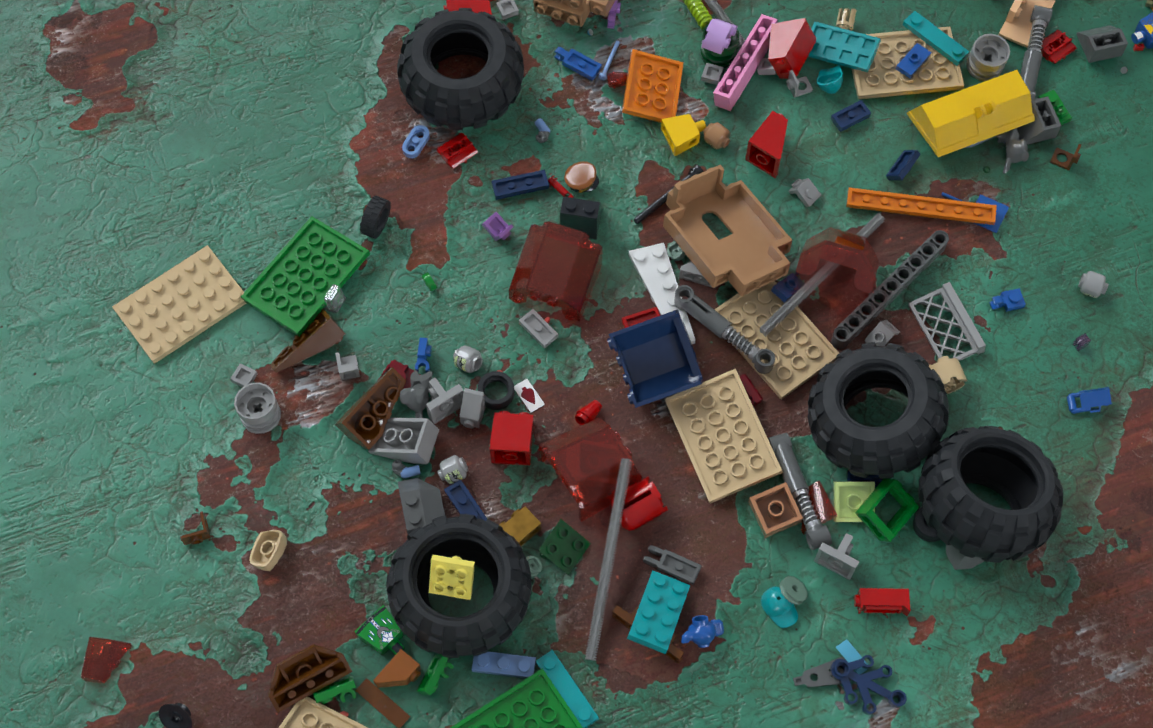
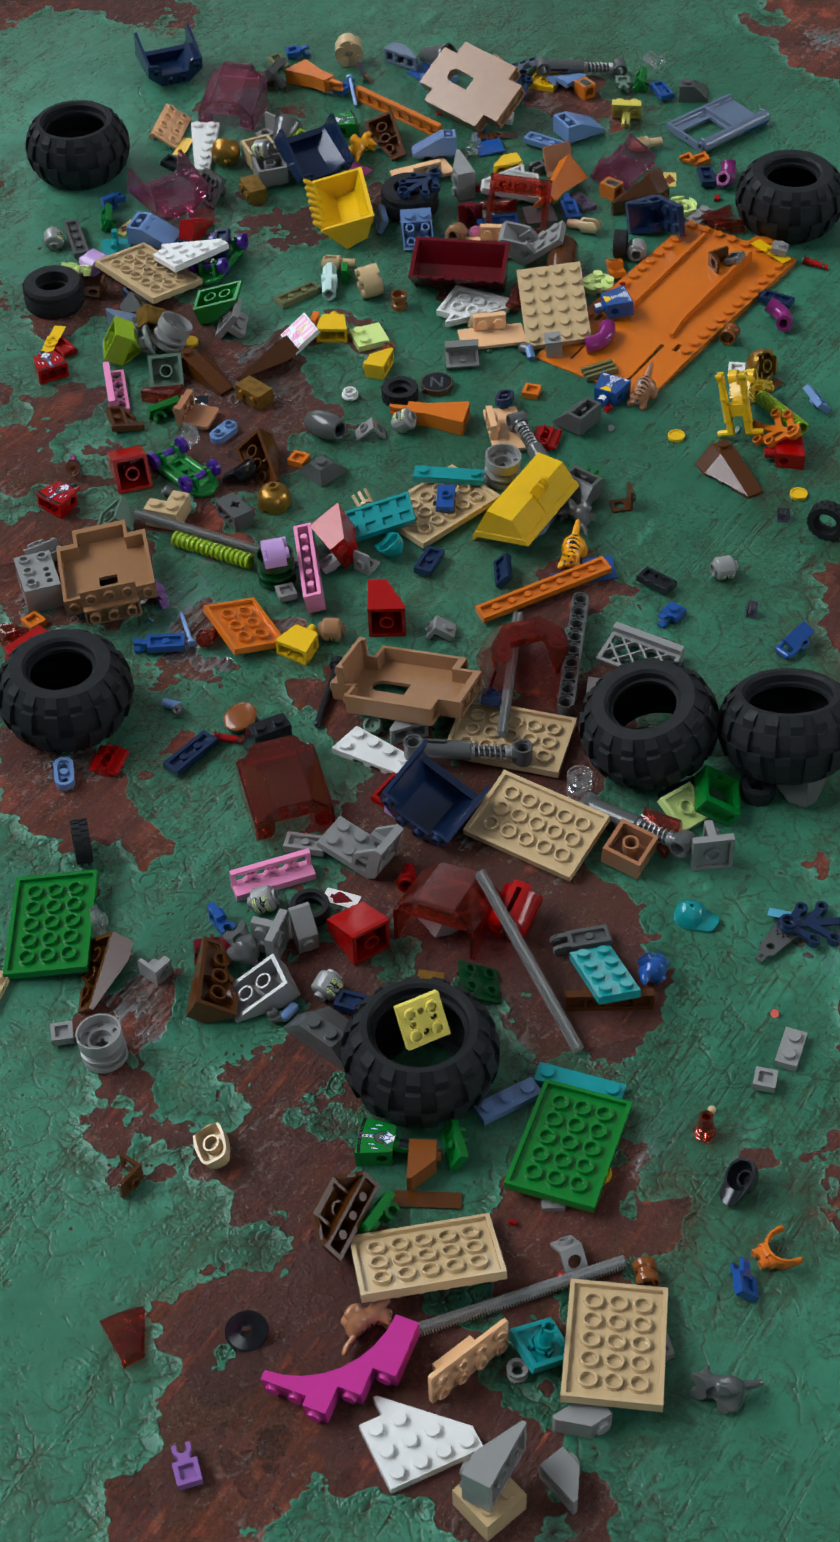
camera: 35 degrees left, 20 degrees down
(429, 281) = (174, 865): green tile -> none
(492, 341) = (278, 878): none -> bright pink fence
(497, 227) = (199, 793): medium lavender bracket -> none
(572, 360) = (358, 849): none -> light grey bracket
(788, 419) = (579, 781): none -> clear wheel
(793, 590) = (696, 895): sand green piece -> none
(882, 600) = (773, 860): red window -> none
(981, 180) = (573, 548): none -> light orange animal
(1024, 258) = (656, 580): none -> black plate

